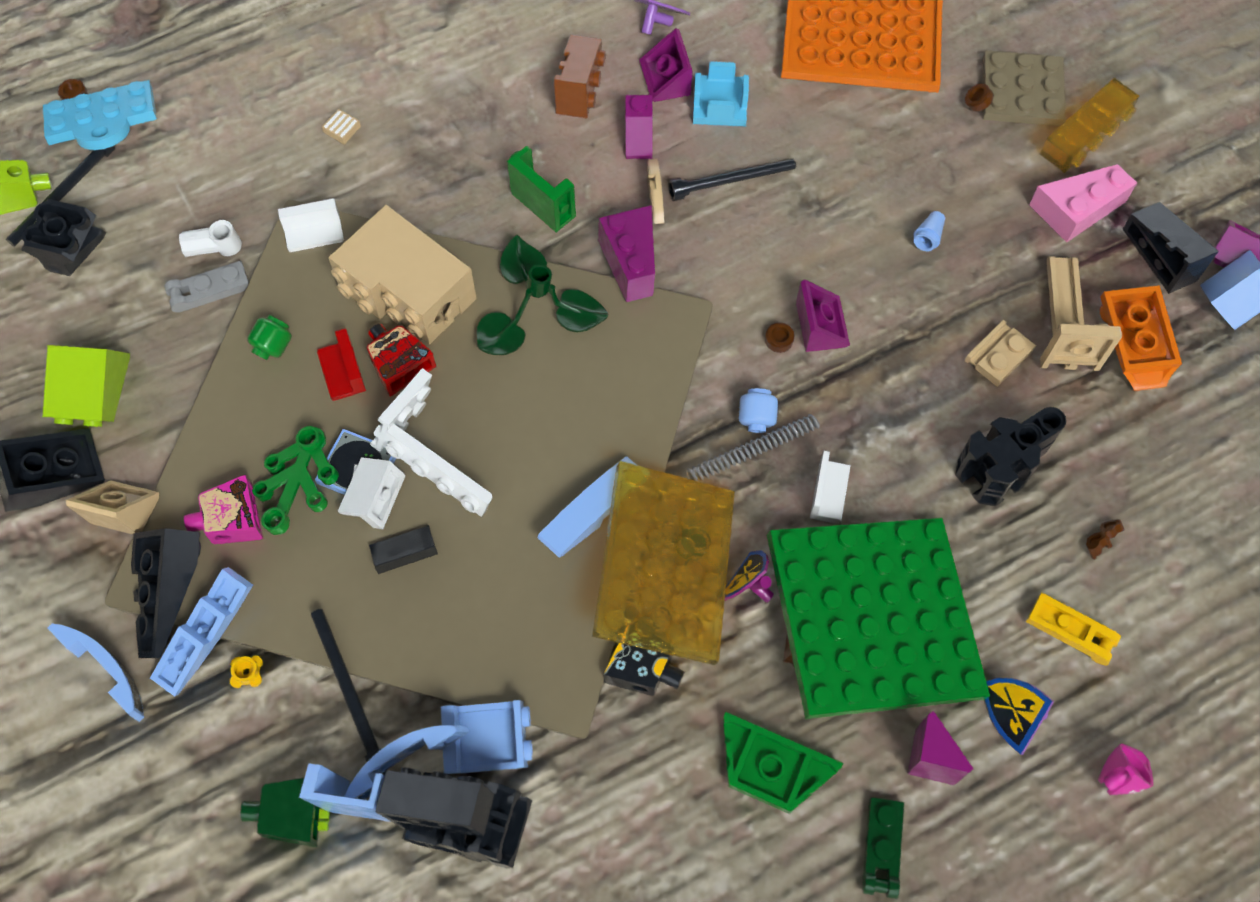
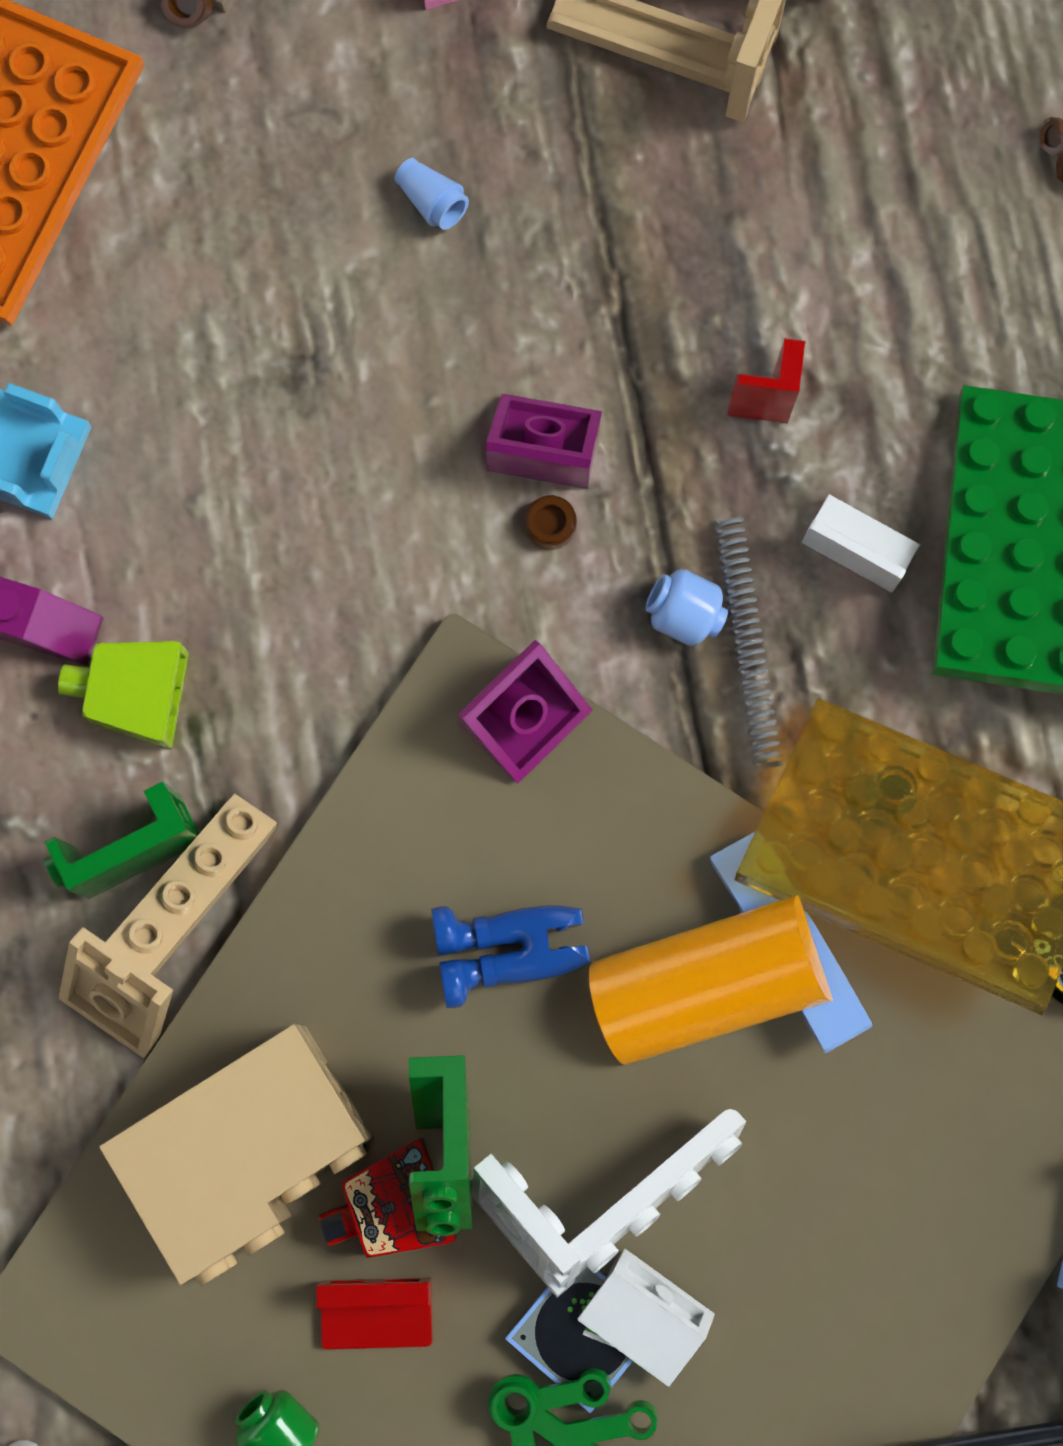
camera: 70 degrees left, 15 degrees up
(311, 225) = (54, 1297): white panel -> none
(403, 549) = (764, 1288): black slope -> none
(444, 361) = (442, 1101): none -> green panel
(512, 213) = (115, 979): none -> tan bracket
(521, 263) = (392, 850): dark green plant -> none
(542, 342) = (521, 926): none -> blue piece
(555, 466) = (708, 981): none -> light orange brick
(620, 176) = (131, 688): none -> lime torso
(629, 250) = (311, 720): magenta wedge -> none
(655, 191) = (193, 636): tan tile -> none
(671, 342) = (524, 712): none -> magenta slope
(680, 188) = (195, 589): black piece -> none
(751, 576) = (982, 725): shield -> none
(894, 416) = (770, 397): none -> red panel
(1000, 353) = (696, 175): tan plate -> none
(1008, 453) = (903, 235): black connector -> none

